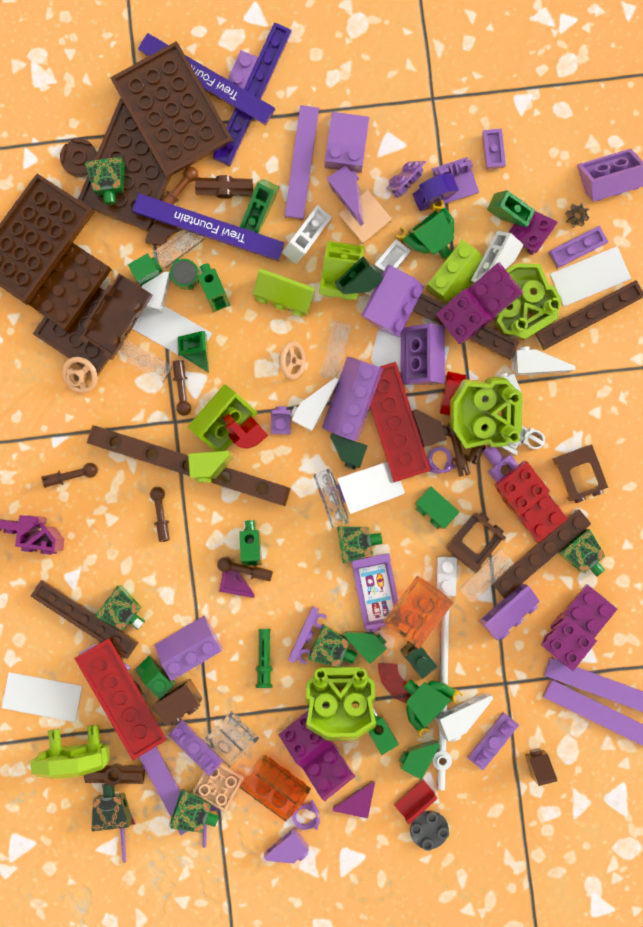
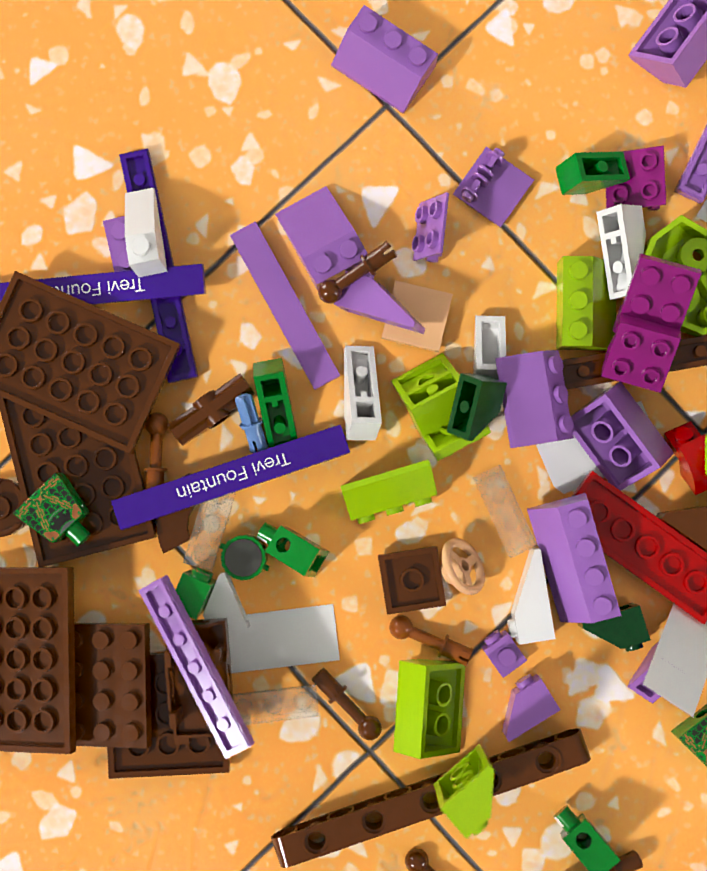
camera: 30 degrees left, 0 degrees up
(77, 377) = (206, 792): light nougat piece -> none
(119, 303) = (196, 667): none -> medium lavender tile
(195, 349) = (327, 642): green slope -> none
(238, 370) = (402, 628): none -> dark orange pin
(239, 207) = (251, 422): none -> medium blue axle
(245, 435) = (476, 703): red brick -> none
(255, 70) = (144, 233): none -> white slope
(261, 349) = (411, 580): none -> reddish brown plate
(273, 456) = (528, 706): none -> medium lavender slope
(329, 169) = (331, 290): none -> reddish brown pin
(331, 498) = (640, 703): clear plate -> none
(432, 233) = (517, 274): green torso -> none
(435, 189) = (482, 219): dark purple brick -> none
(447, 73) = (384, 59): none -> medium lavender slope
(493, 148) = (512, 112): medium lavender plate -> none
(581, 211) = (685, 112): clear smoke gear -> none

